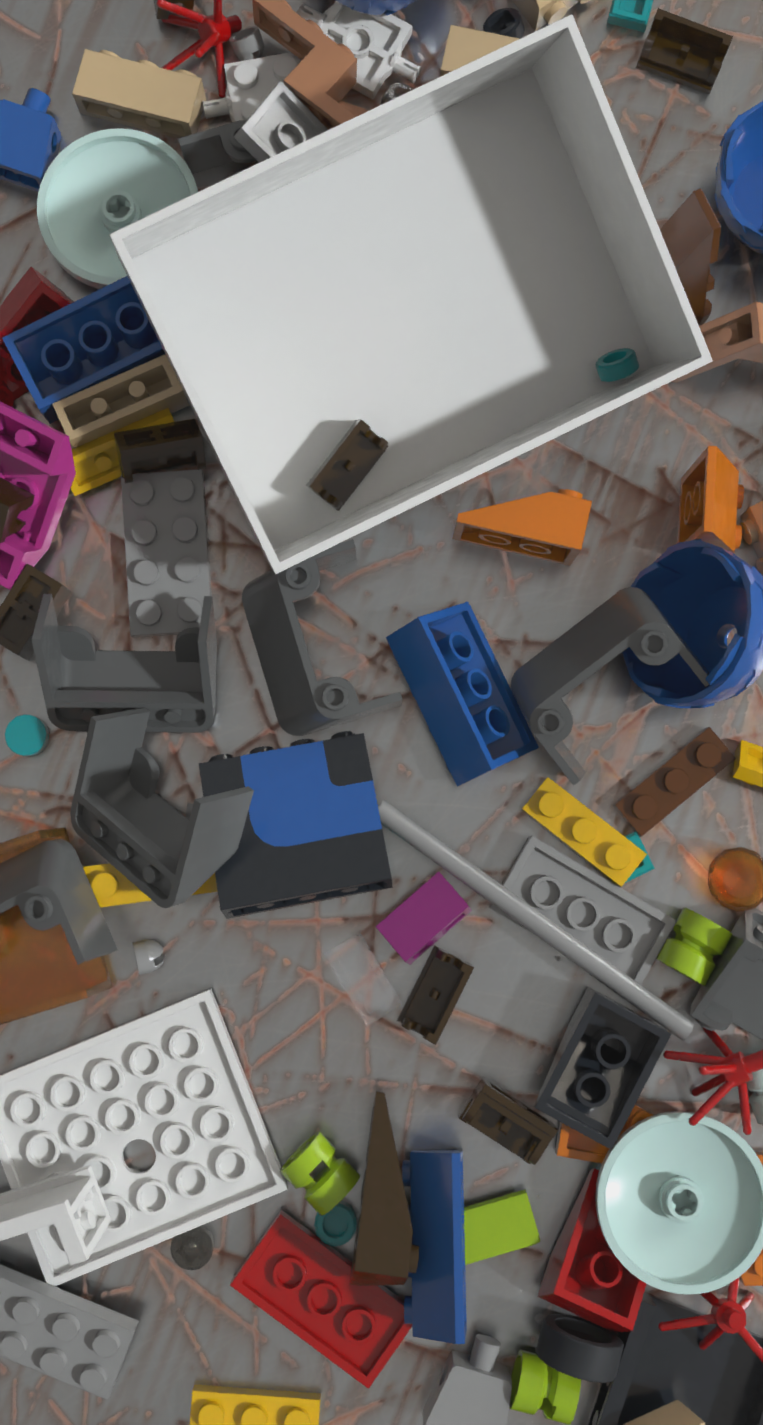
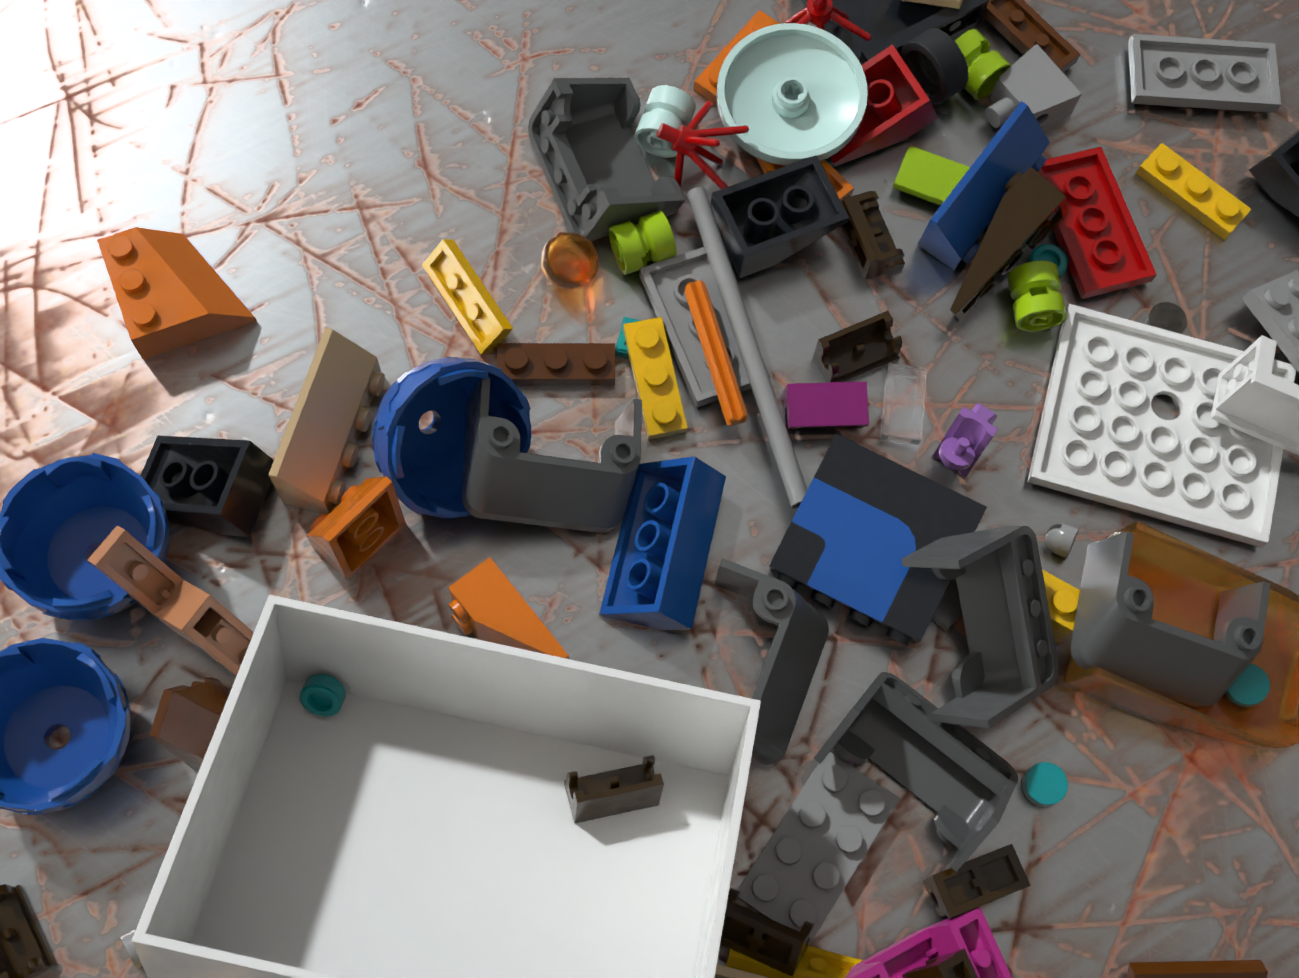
camera: 145 degrees left, 15 degrees down
(283, 973) = (967, 439): none -> medium lavender hips
(551, 889) = (716, 353): none -> orange axle

